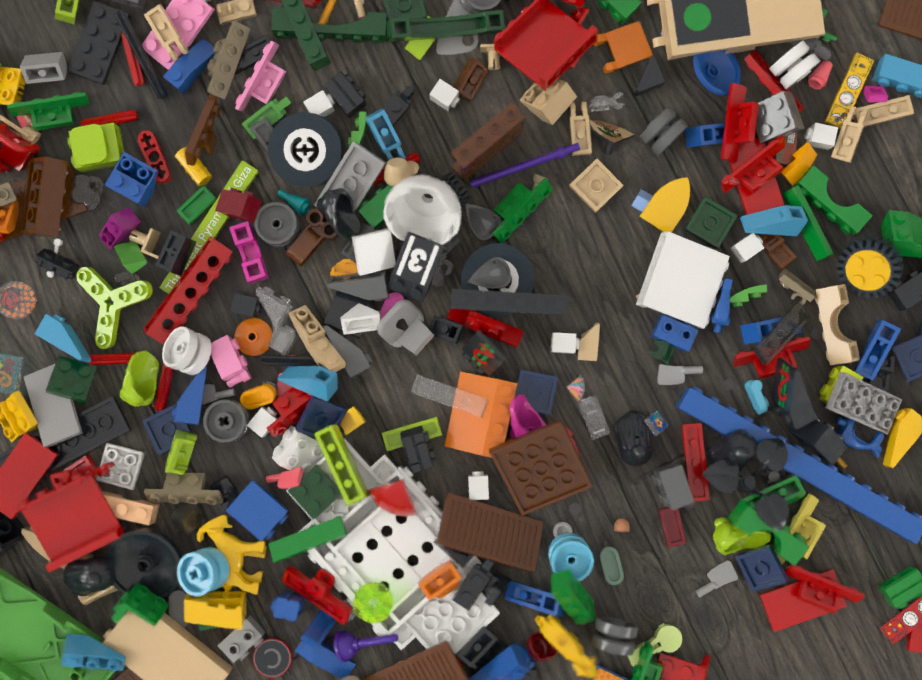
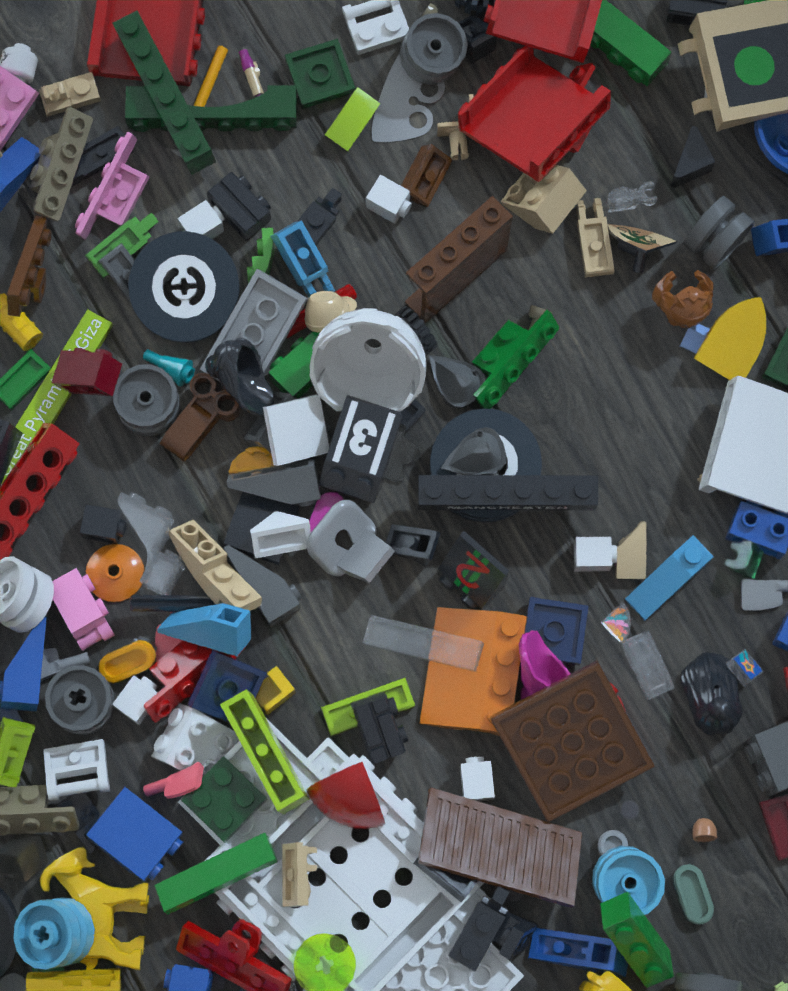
camera: 10 degrees left, 10 degrees down
(220, 459) = (76, 761): none -> white plate
(247, 243) = (105, 444): dark pink arch -> none
(357, 550) = (294, 874): none -> tan plate
(440, 581) = (429, 925): orange slope -> none
(445, 27) = (347, 104): dark green arch -> none
(487, 326) = (487, 534): red bracket -> none
(560, 152) = (567, 272): dark purple bar -> none
(596, 185) = (624, 318): tan plate -> none
(612, 361) = (669, 578): none -> dark azure slope
(626, 45) = (654, 115): orange flag -> none
(637, 181) = (689, 305): none -> dark orange helmet

